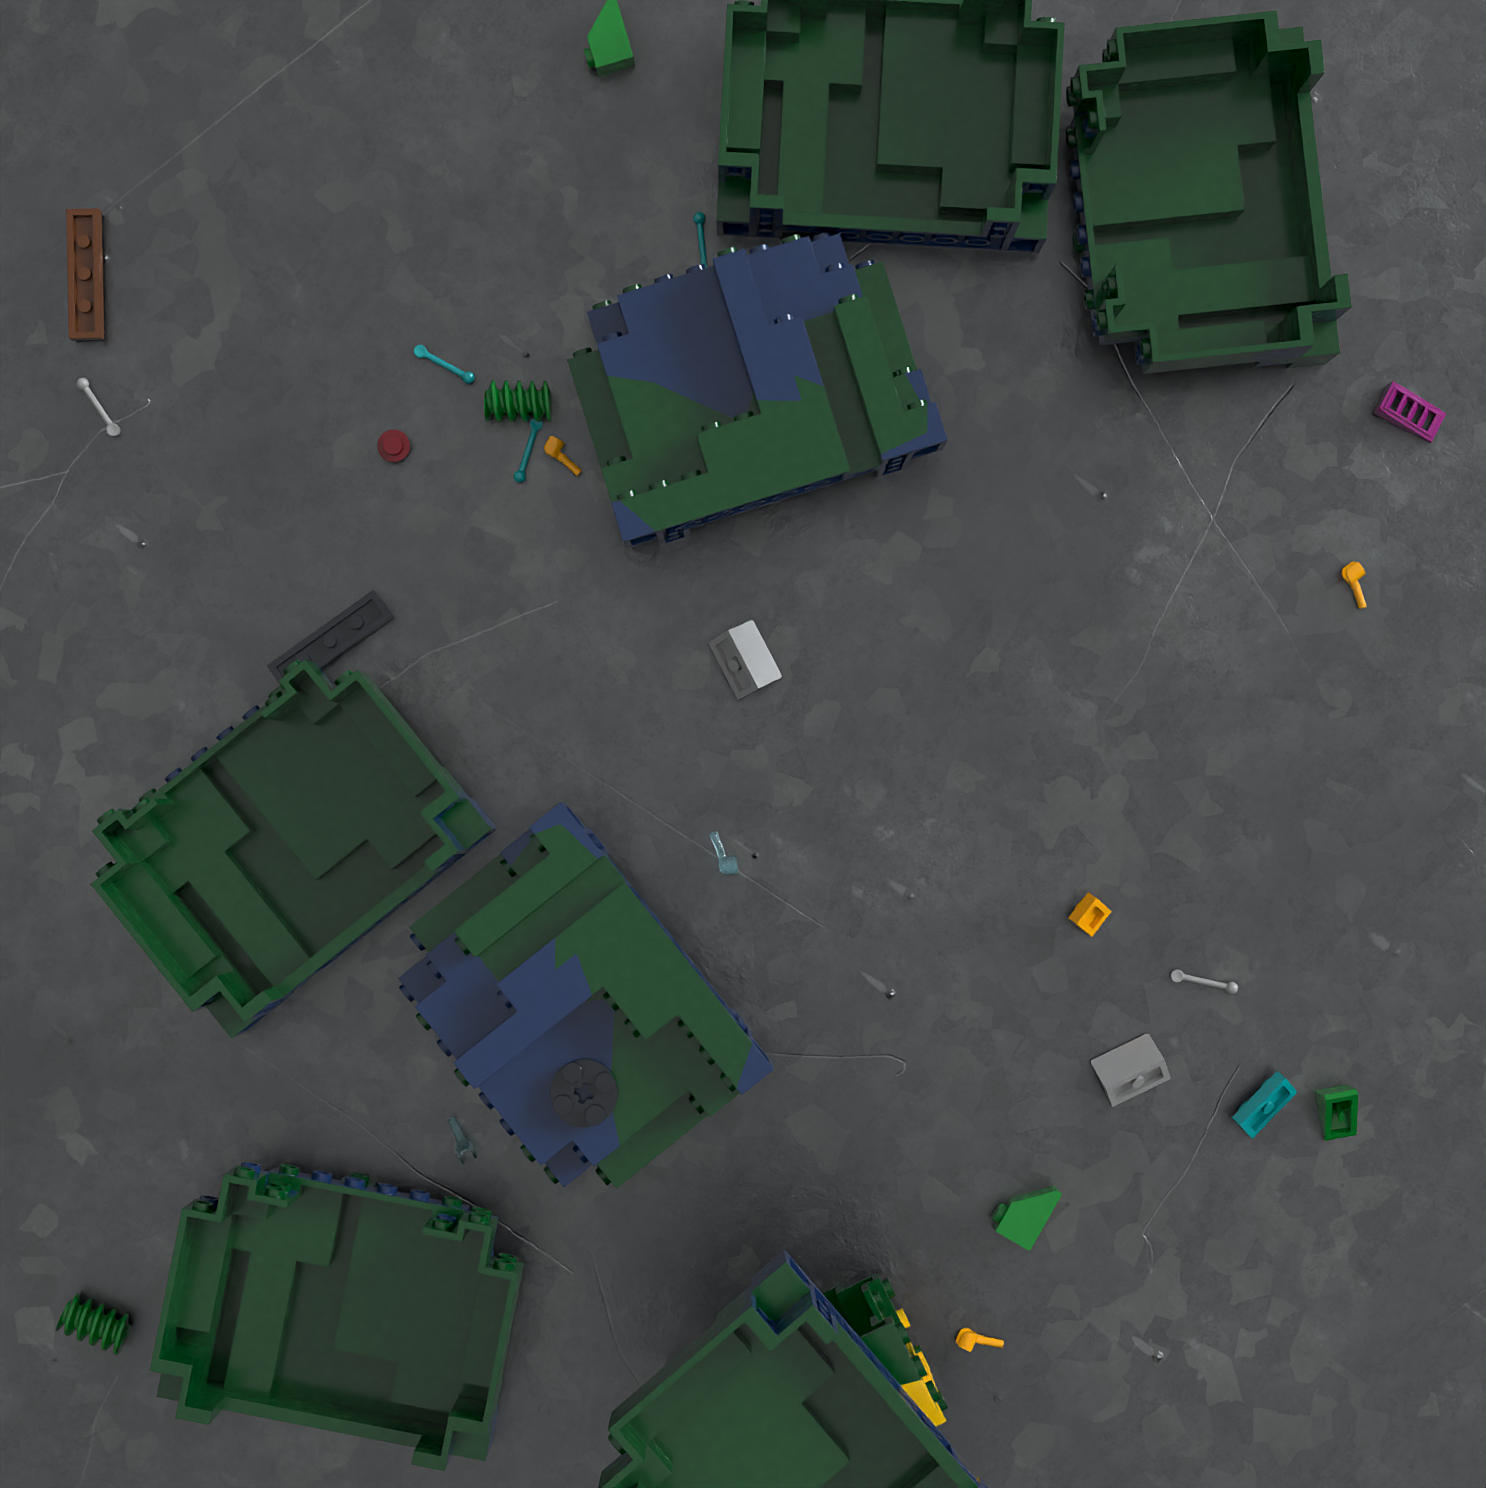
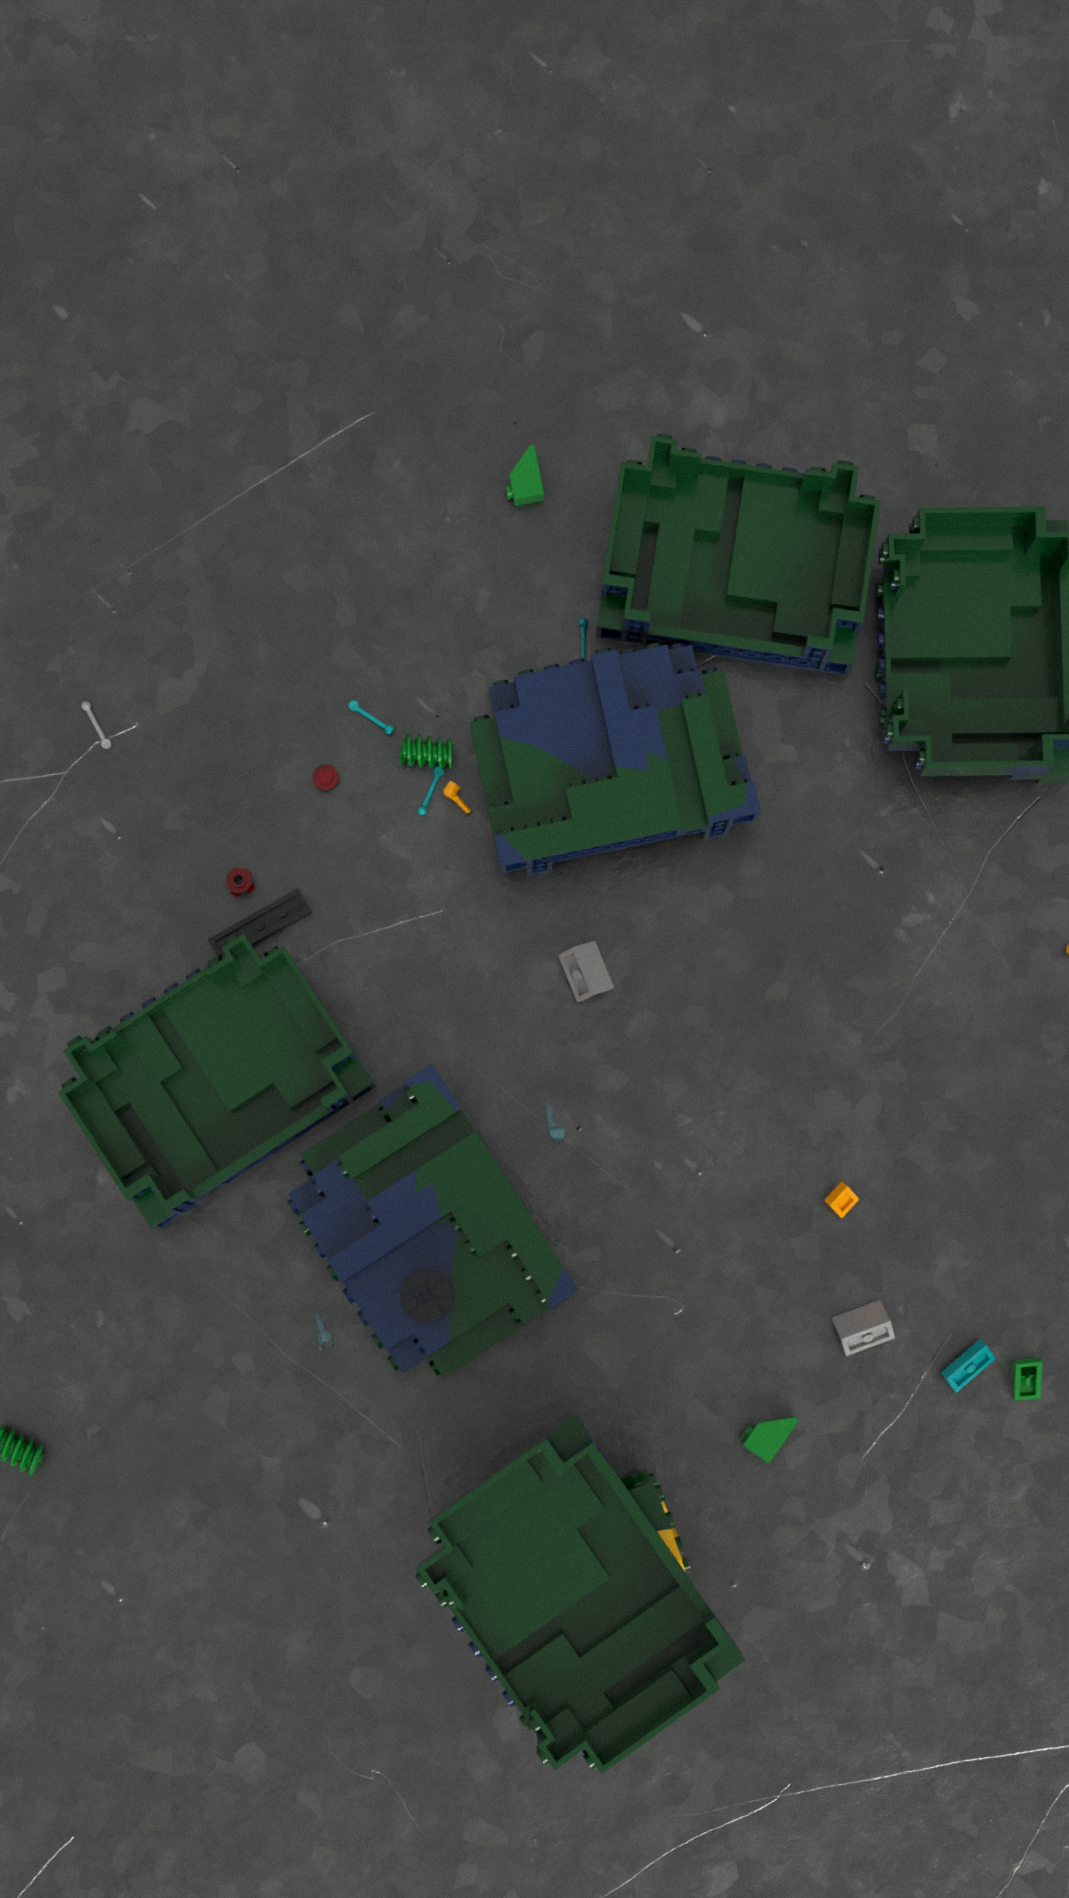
camera: 10 degrees right, 5 degrees down
(85, 274) = (97, 621): reddish brown plate -> none
(308, 593) = (246, 886): none -> dark red brick
(339, 1311) = (215, 1454): dark green panel -> none
(967, 1338) = (713, 1531): light orange hand -> none
(1177, 976) = (907, 1256): light grey hinge -> none

